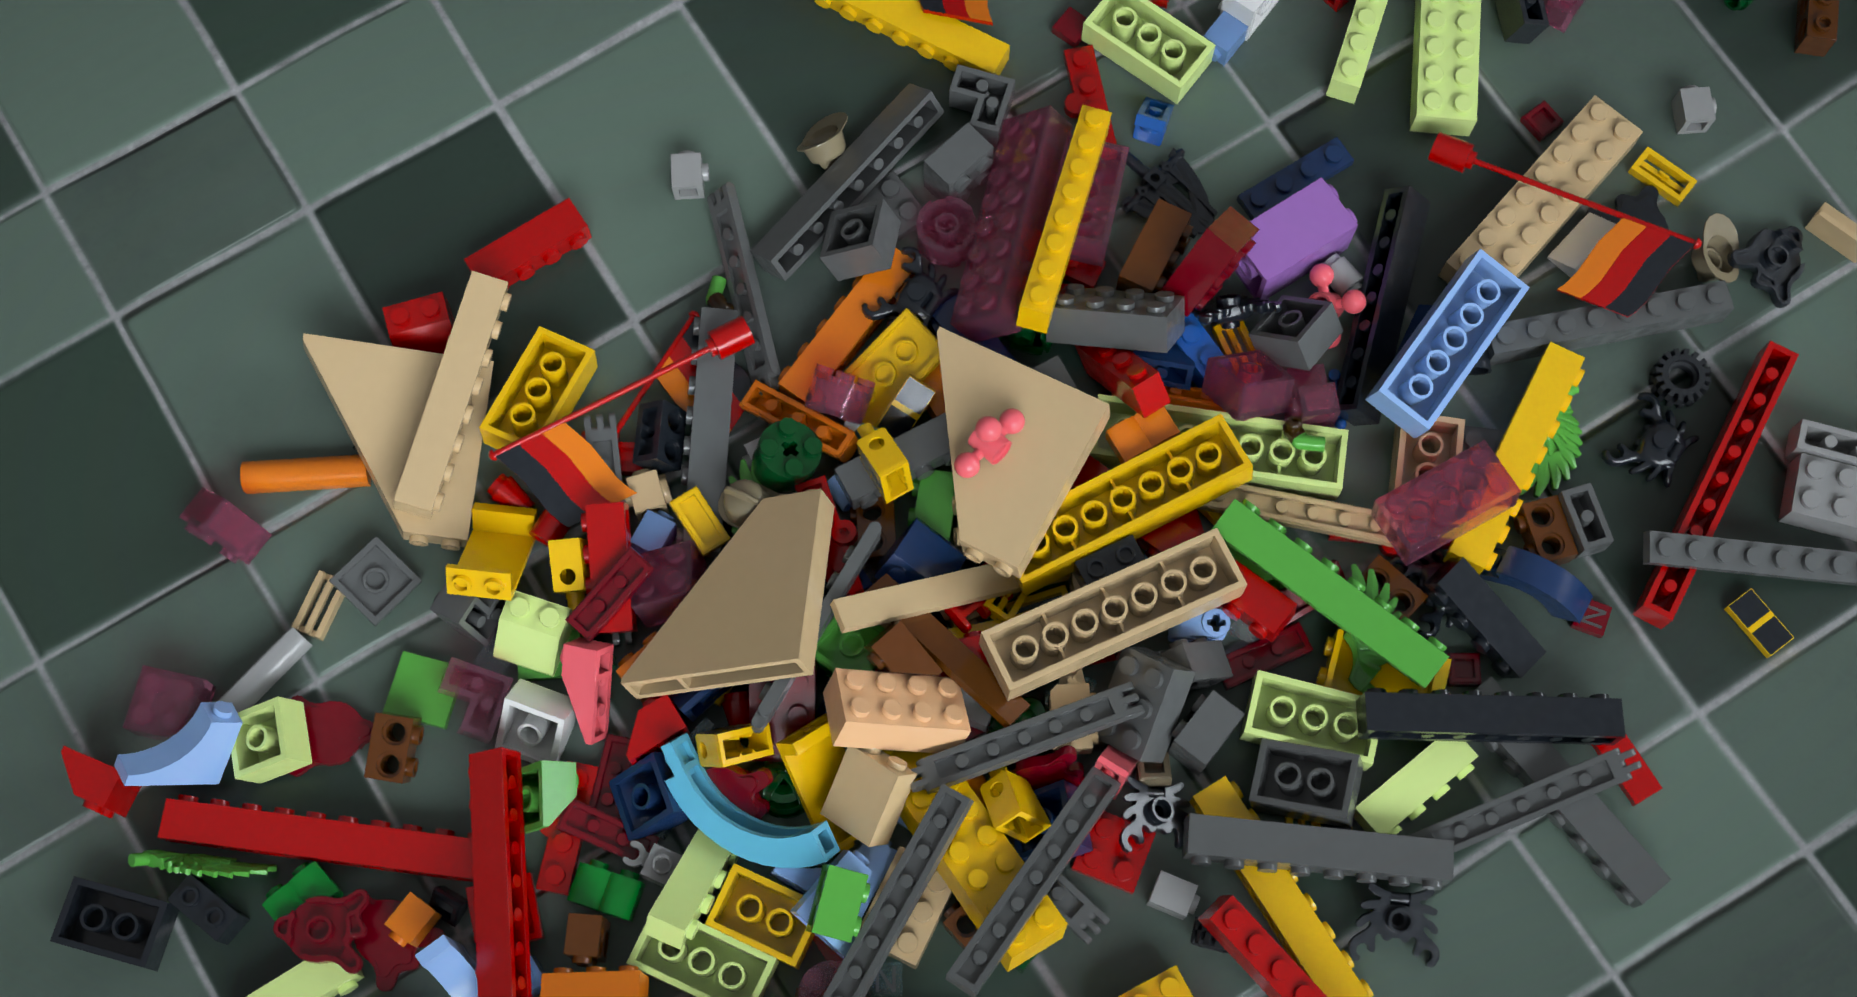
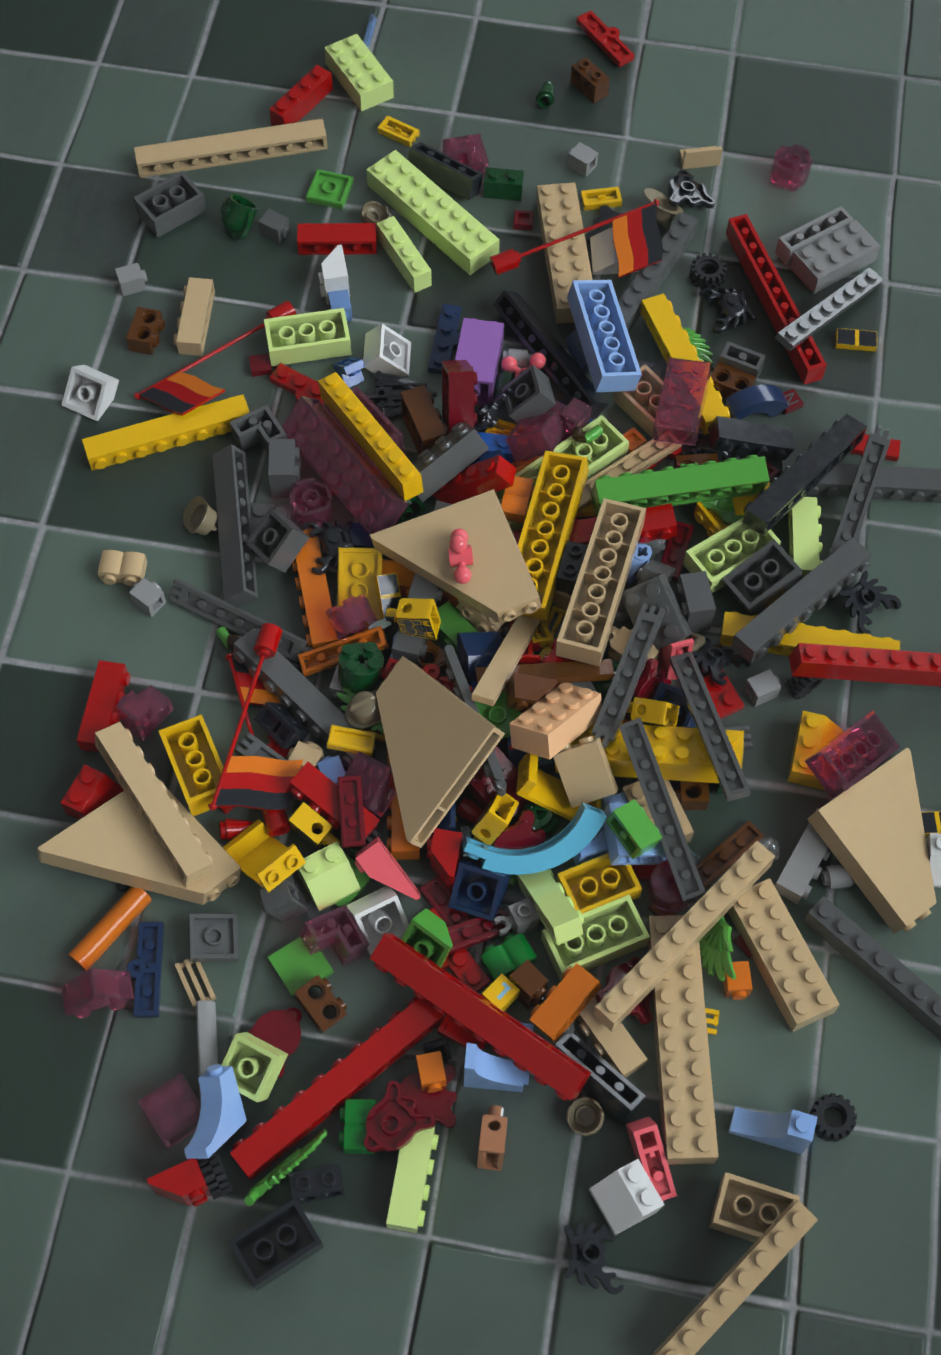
camera: 50 degrees left, 10 degrees down
(134, 807) = (215, 1175): none -> black tyre
(292, 550) = (148, 970): none -> dark blue hinge
(549, 918) = (501, 992): none -> yellow brick
(553, 293) = (143, 711): none -> clear pink brick
(698, 121) = (122, 567): none -> tan brick
(1213, 138) = (386, 352): none -> white slope
(1298, 287) = (501, 380): none -> dark green cone
(1358, 489) = (635, 439): none -> orange plate
(1565, 57) = (503, 184): none -> dark green brick

